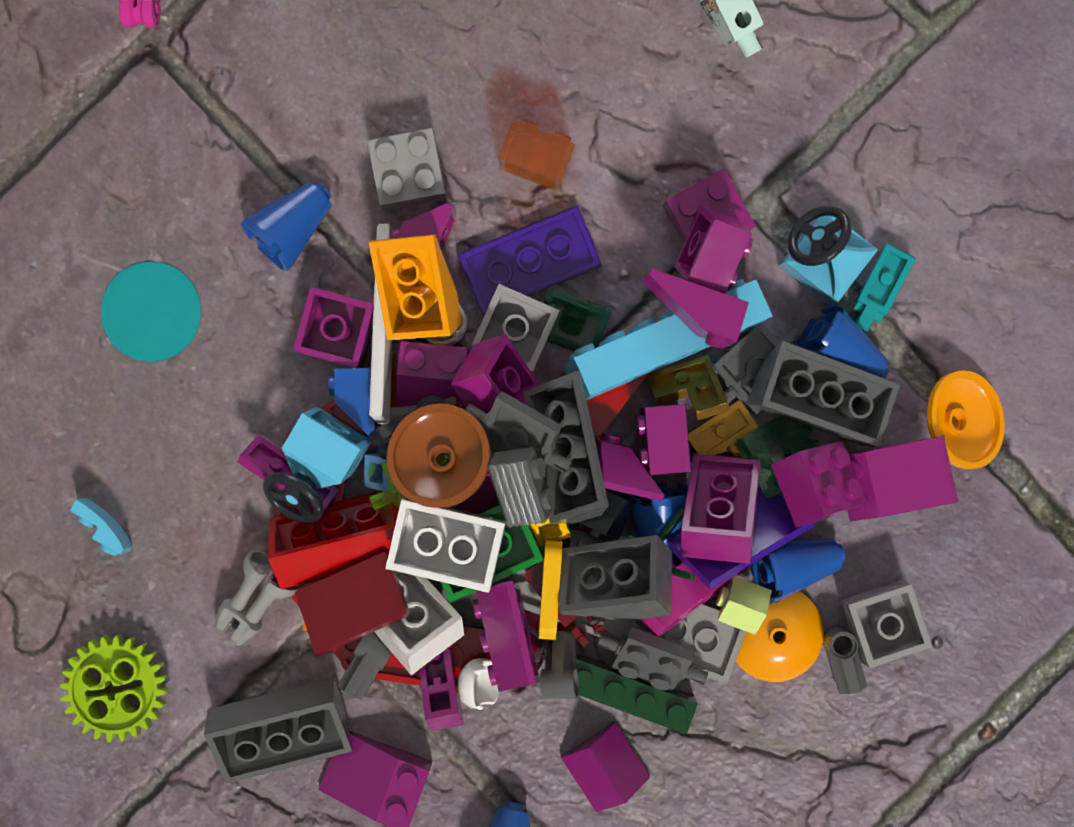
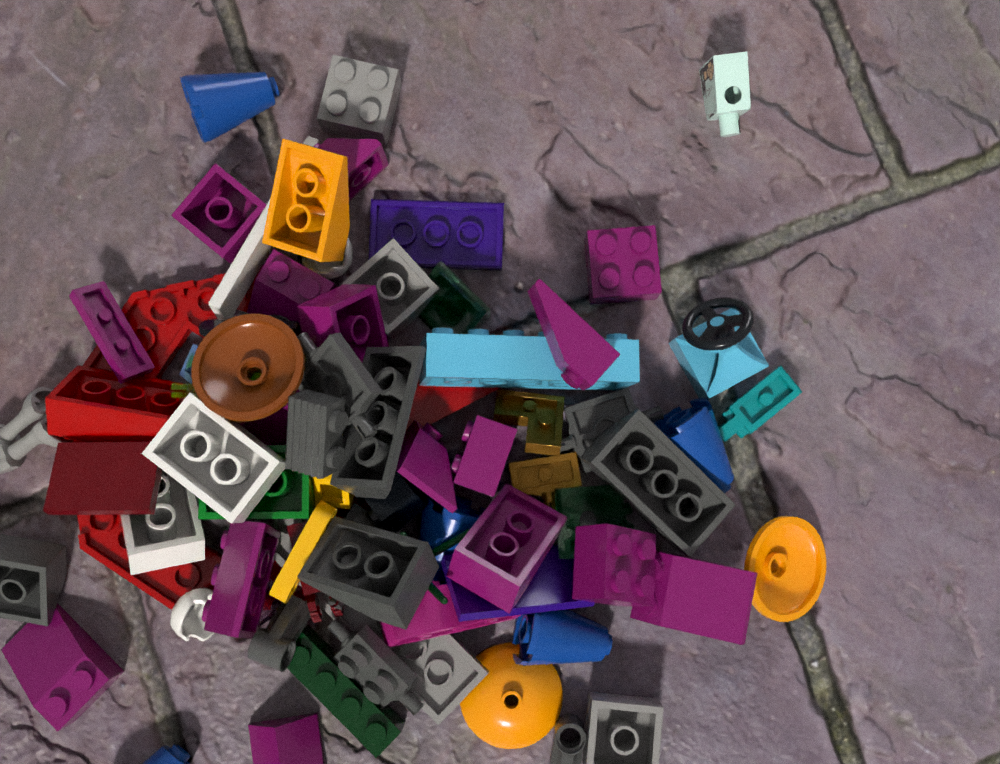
camera: 25 degrees right, 5 degrees down
(151, 311) = (66, 128): teal sticker -> none
(320, 455) = (146, 319): medium azure piece -> none
(352, 395) = (204, 276): blue slope -> none
(369, 658) = (101, 544): dark grey piece -> none
(440, 692) = (153, 603): magenta slope -> none
(536, 154) = (484, 136): clear orange brick -> none
(713, 250) = (610, 293): magenta brick -> none
(743, 605) = (488, 653): yellowish green brick -> none

